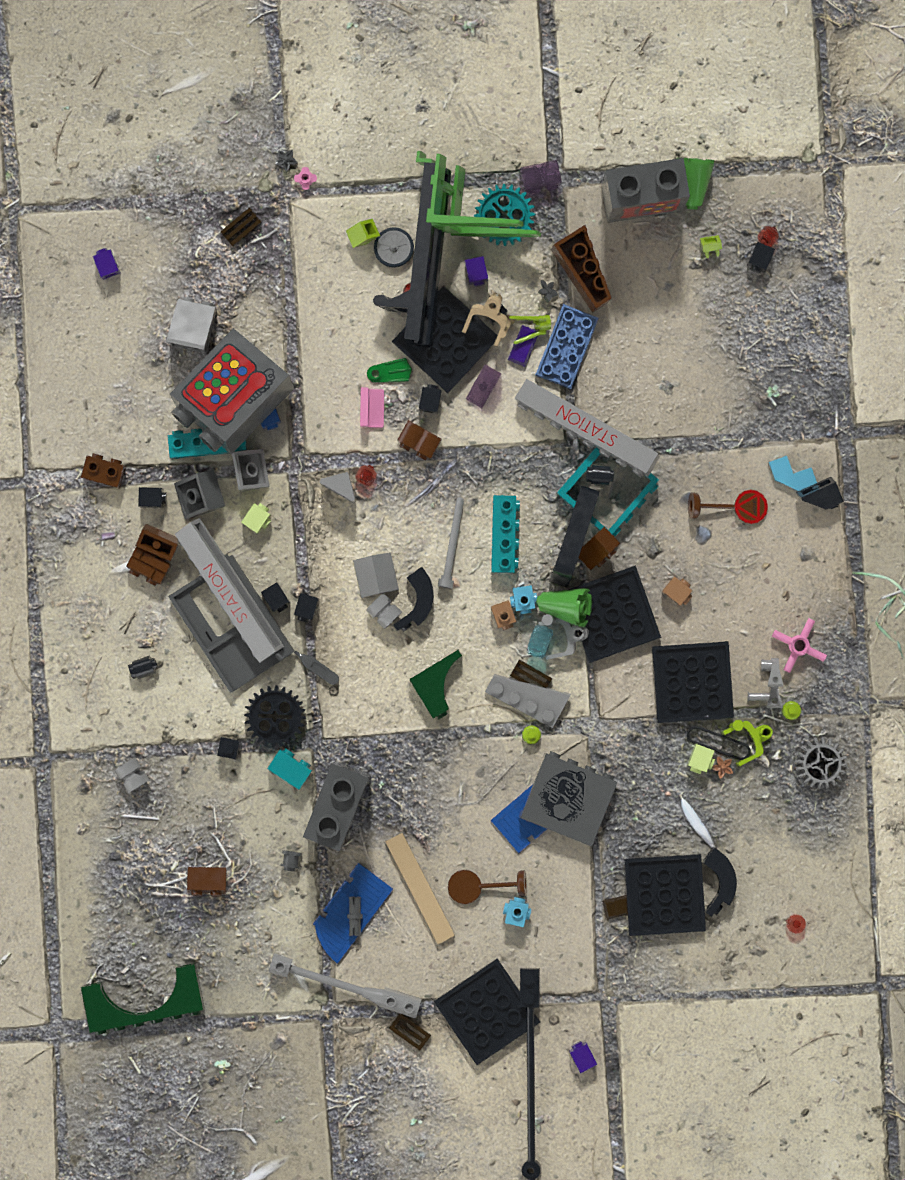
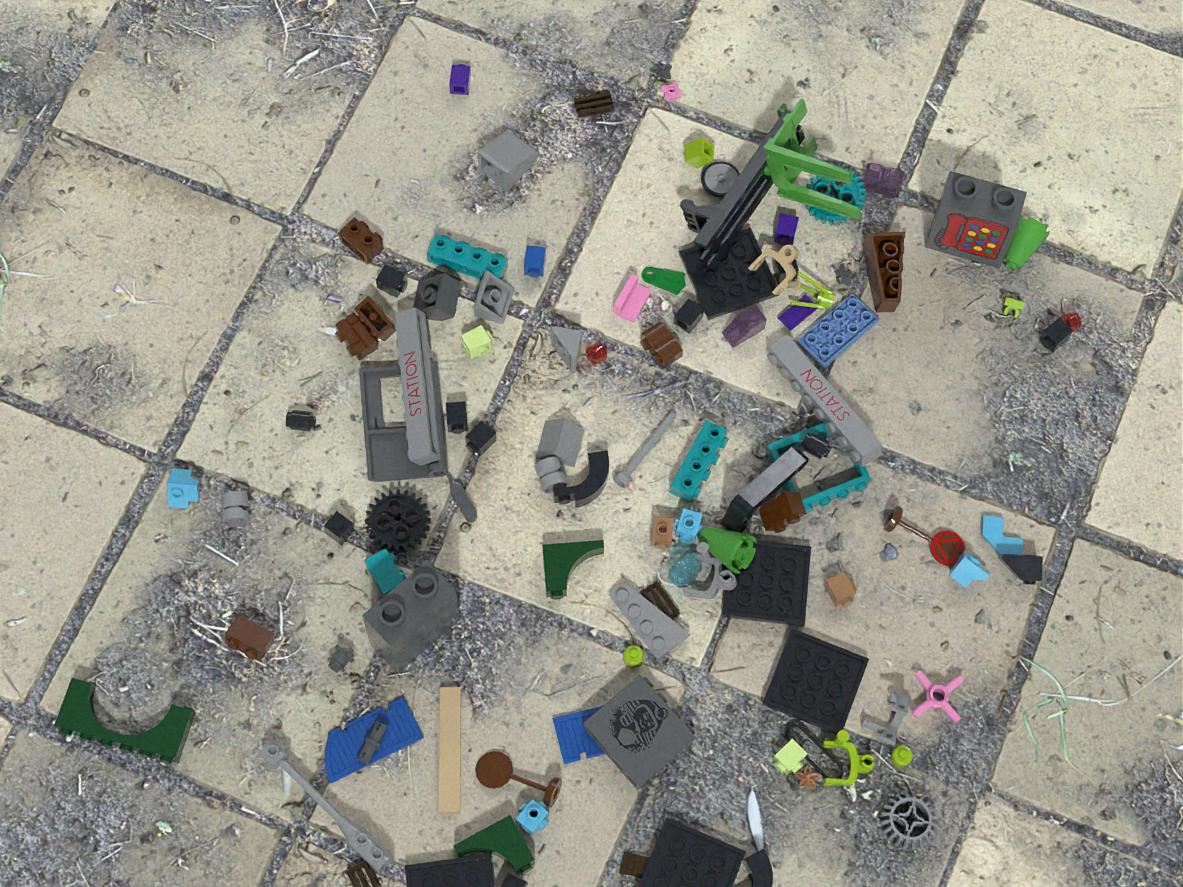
camera: 20 degrees right, 20 degrees down
(77, 780) = (182, 488): none -> medium azure brick
(230, 392) = (511, 220): brick -> none
(502, 942) = (500, 840): none -> dark green arch
(777, 520) = (968, 569): none -> medium azure brick

